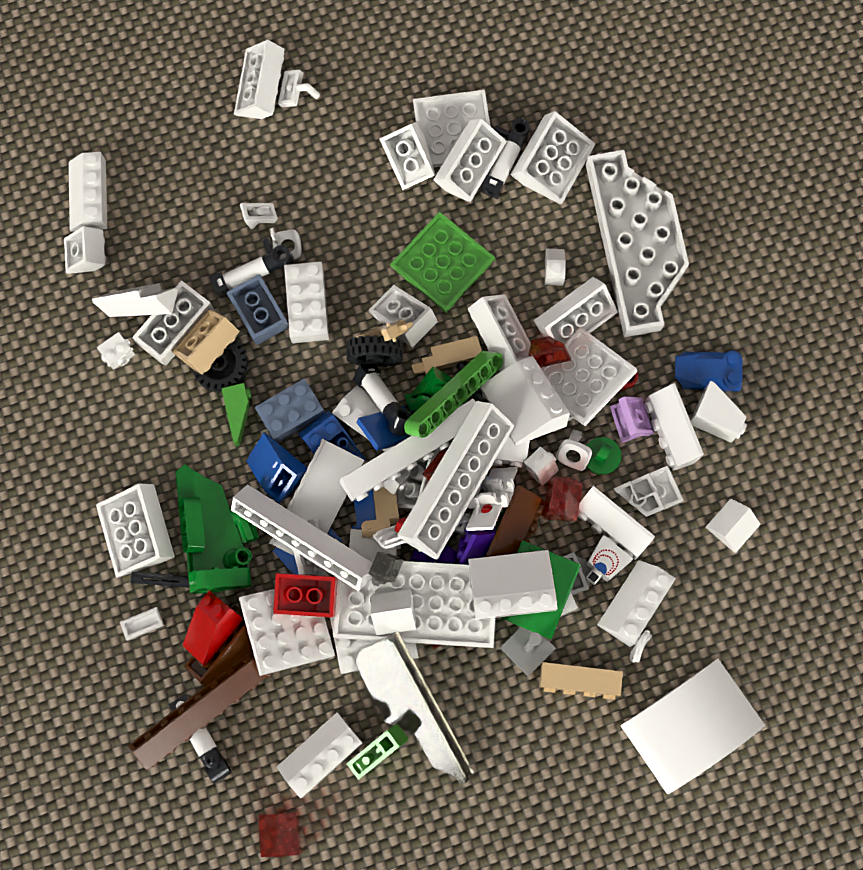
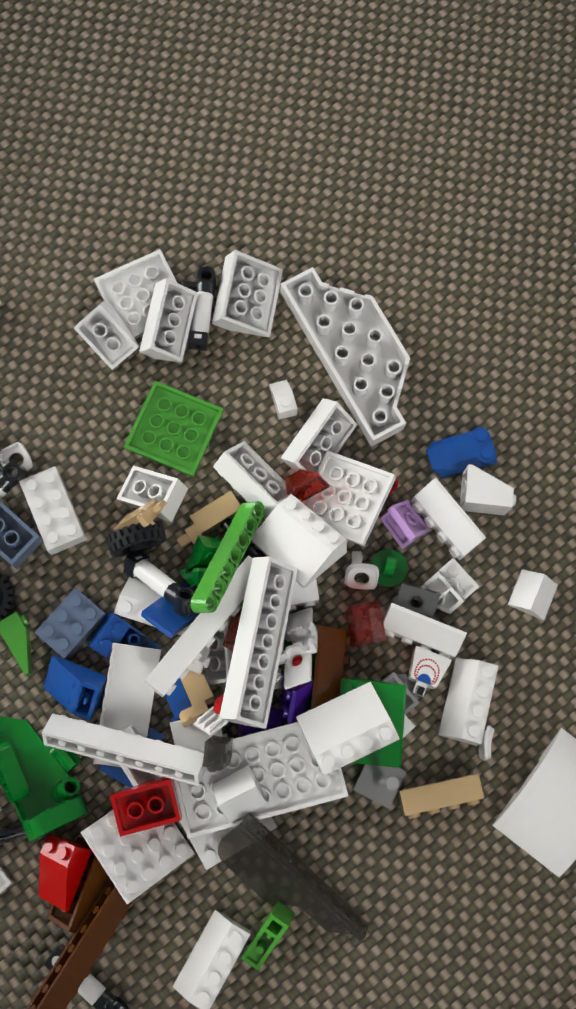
camera: 25 degrees left, 0 degrees up
(541, 465) = (334, 597): white head -> none
(631, 494) = (429, 597): none -> dark grey brick

